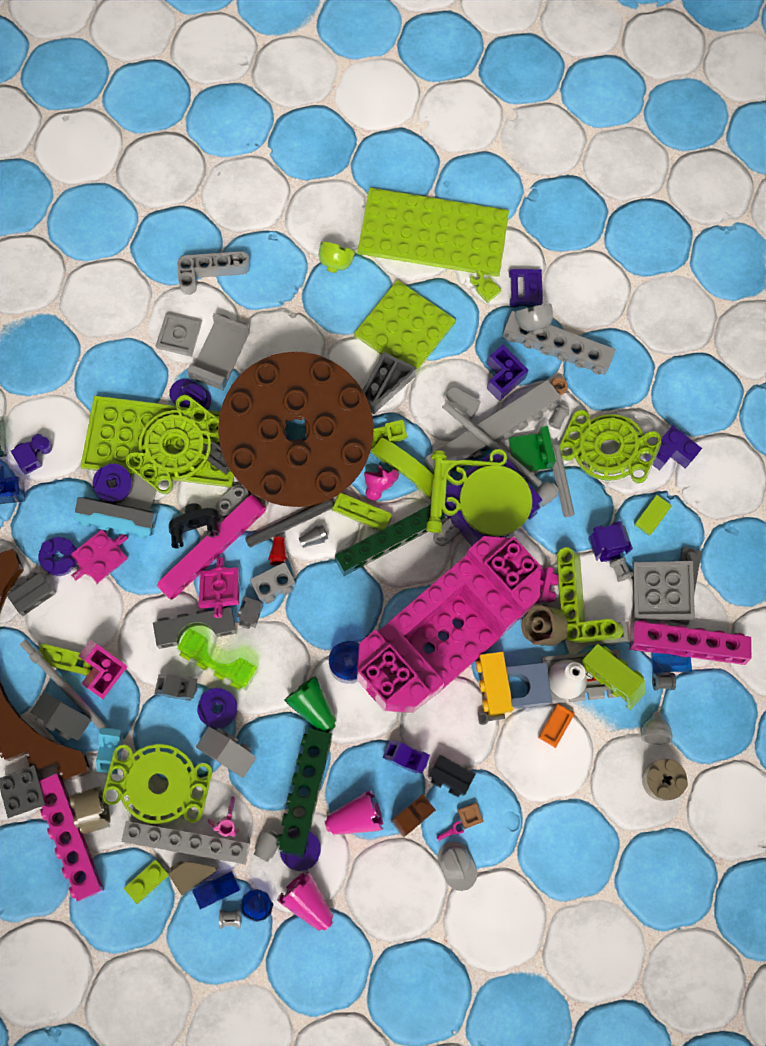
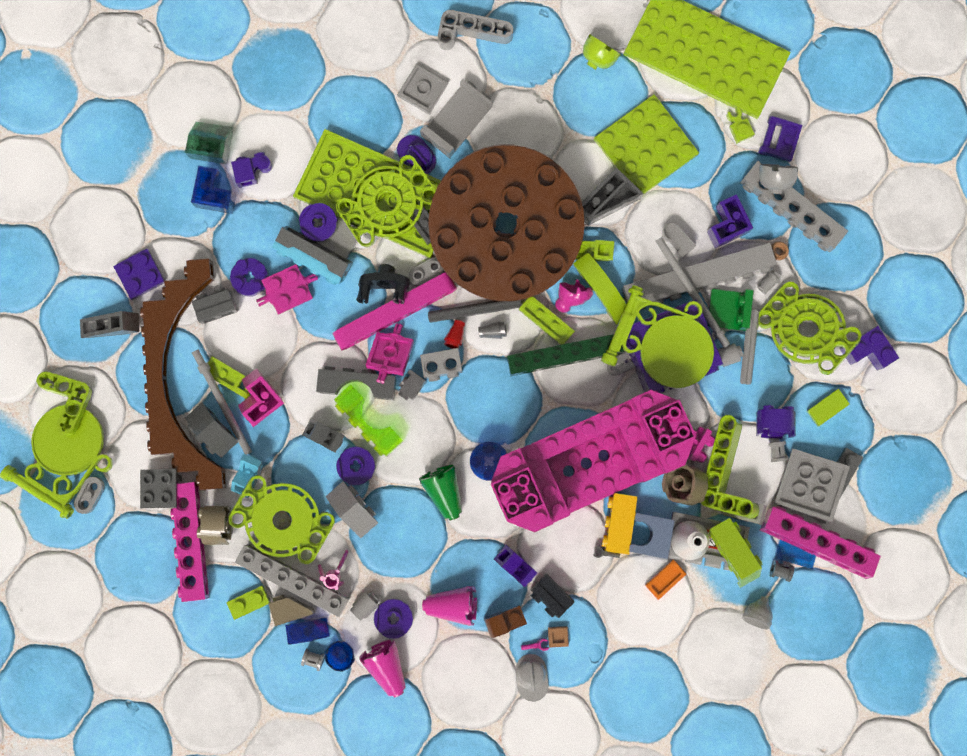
camera: 25 degrees right, 10 degrees up
(297, 845) = (443, 529): dark green brick -> none
(674, 785) = (758, 670): dark tan brick -> none

